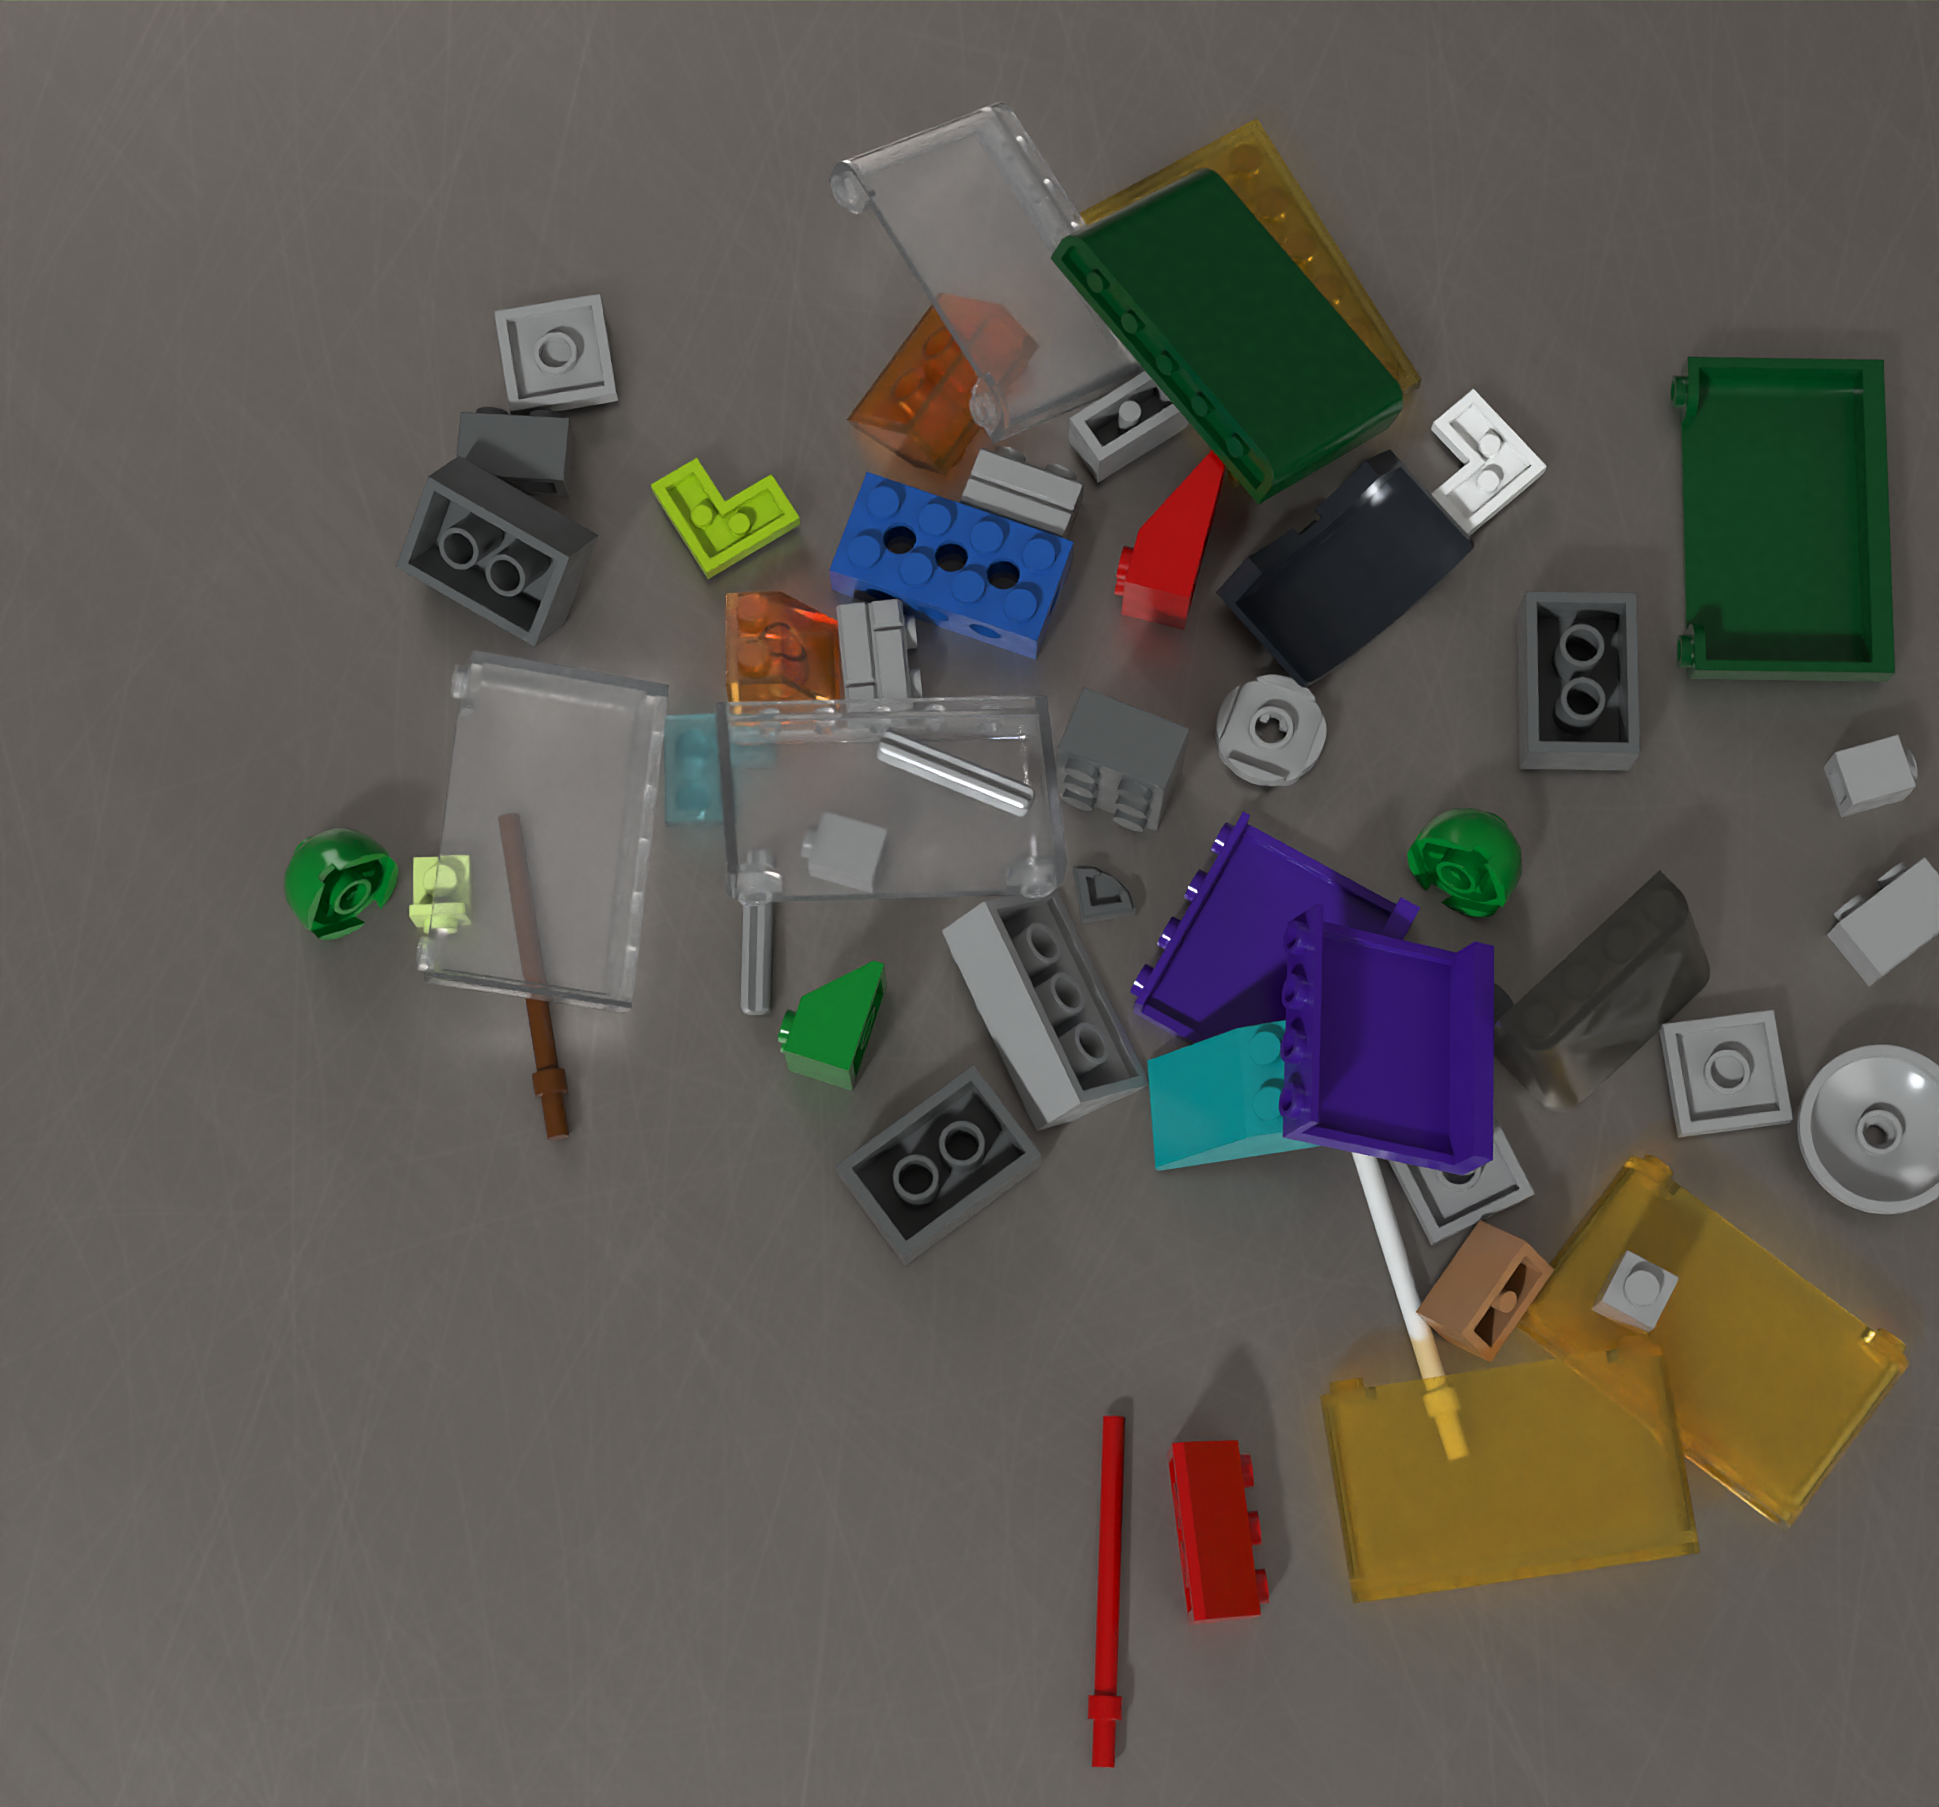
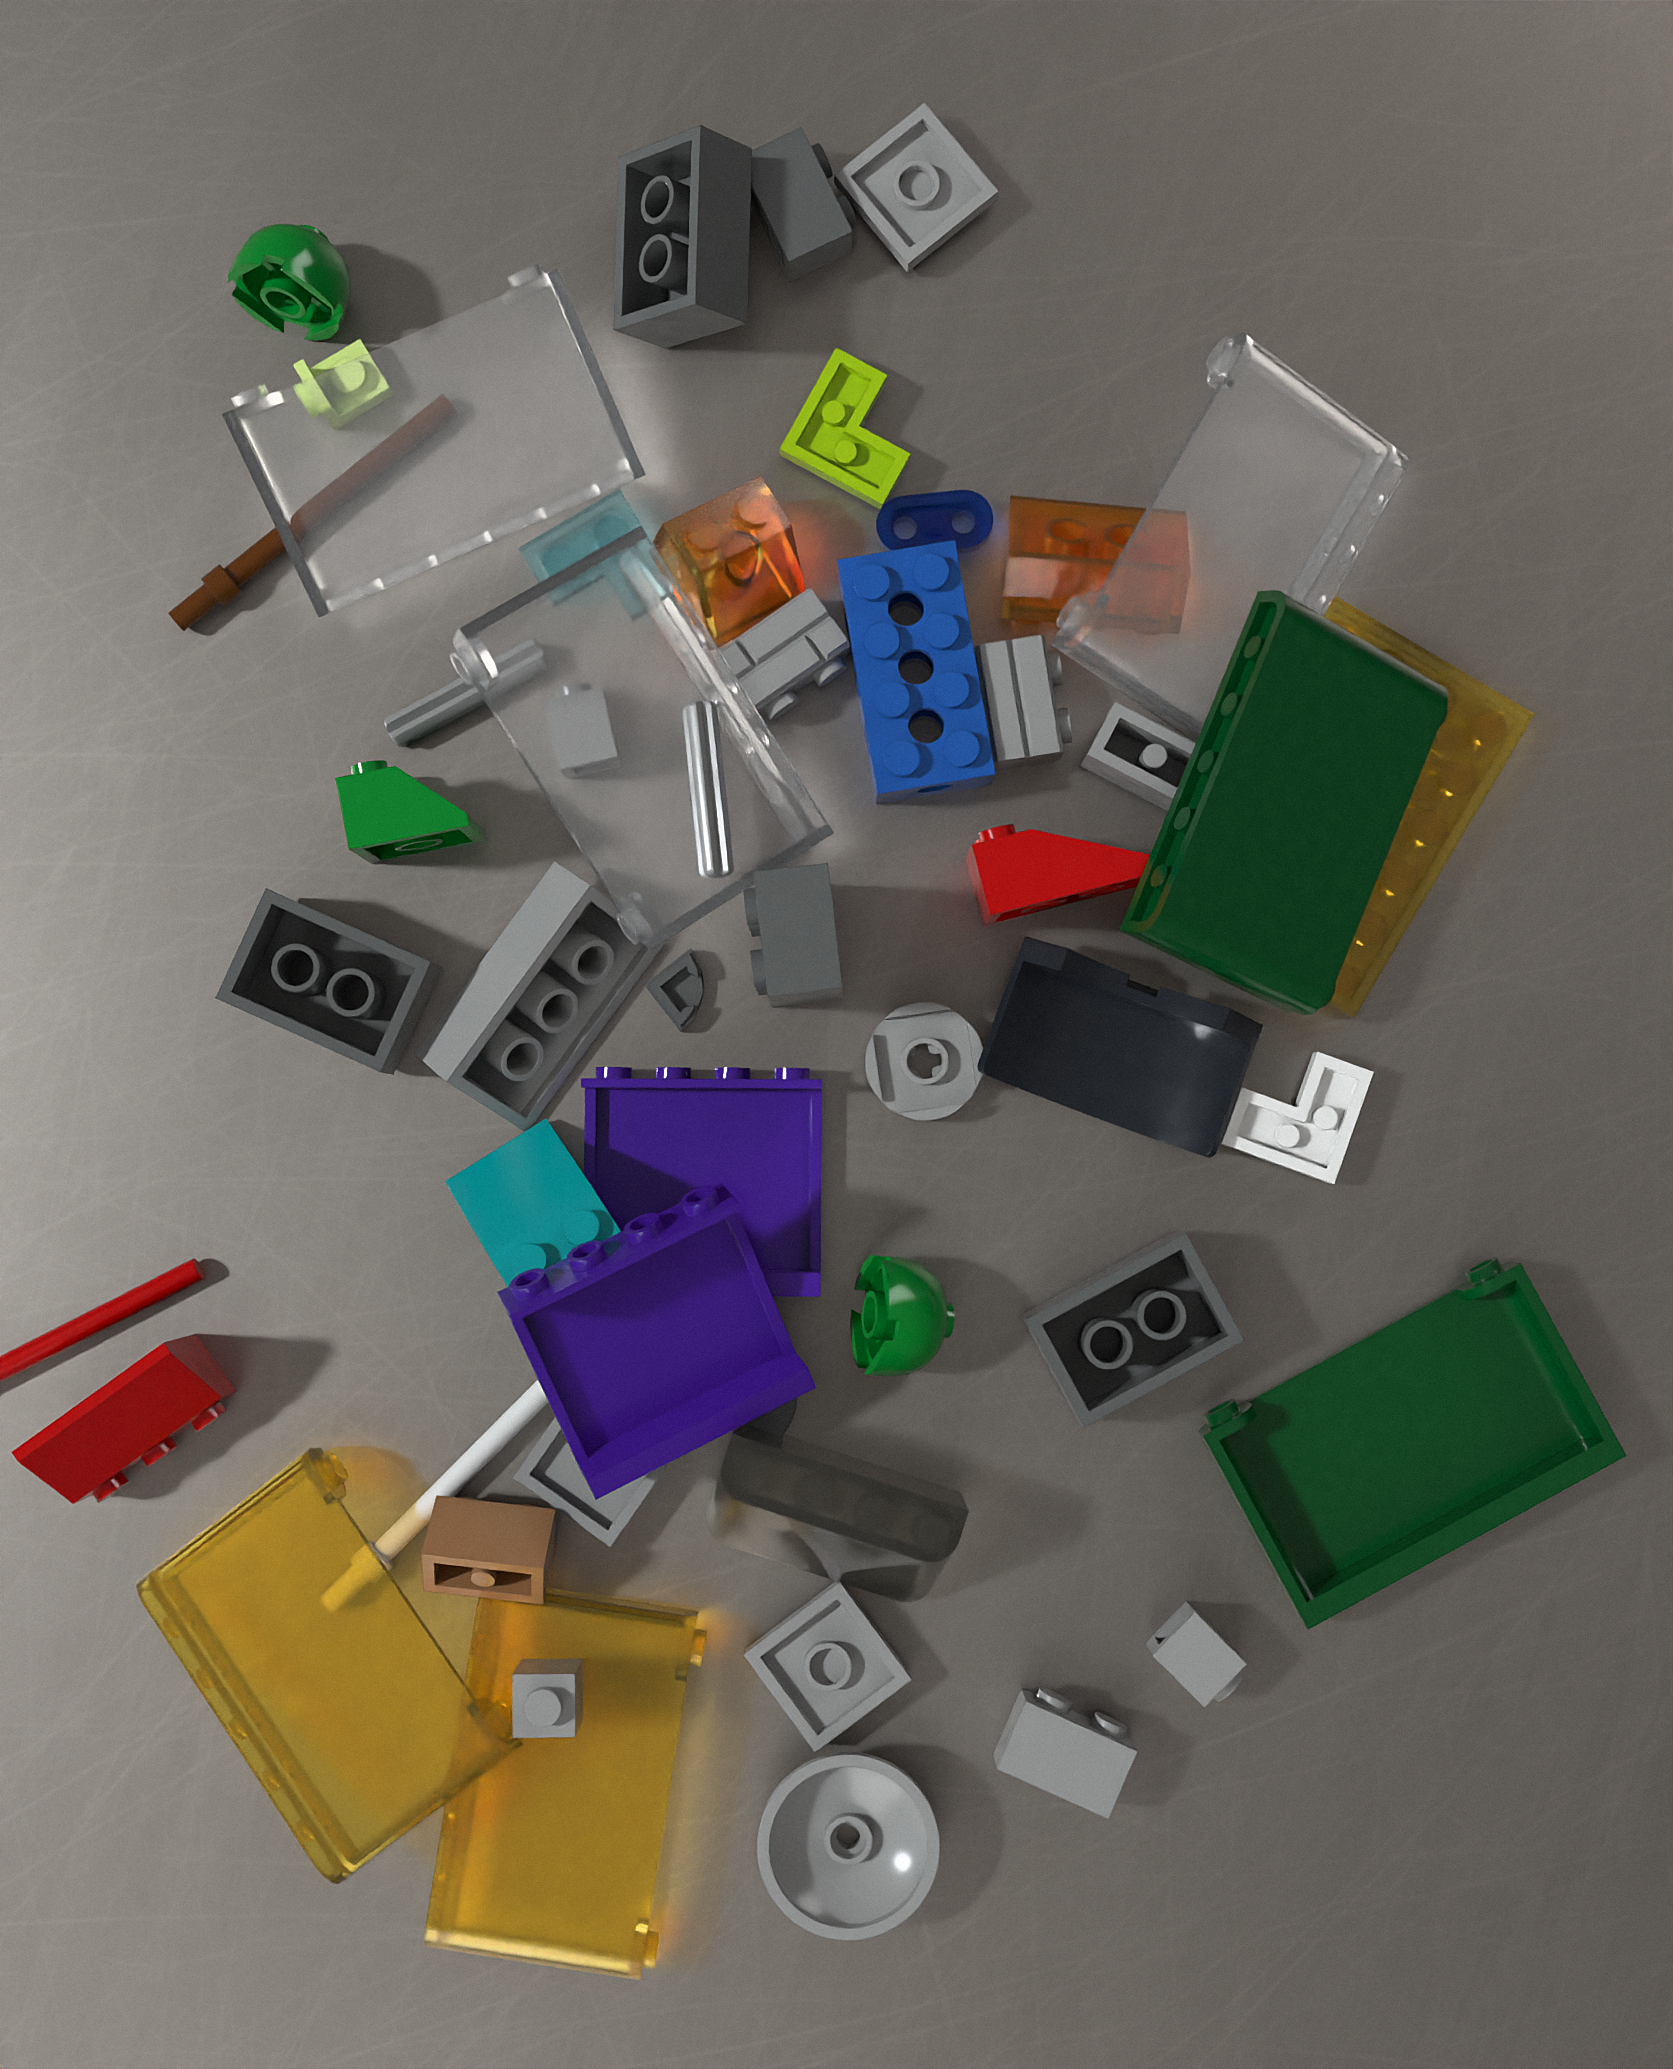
camera: 60 degrees right, 10 degrees up
(833, 489) = (933, 518): none -> clear blue plate

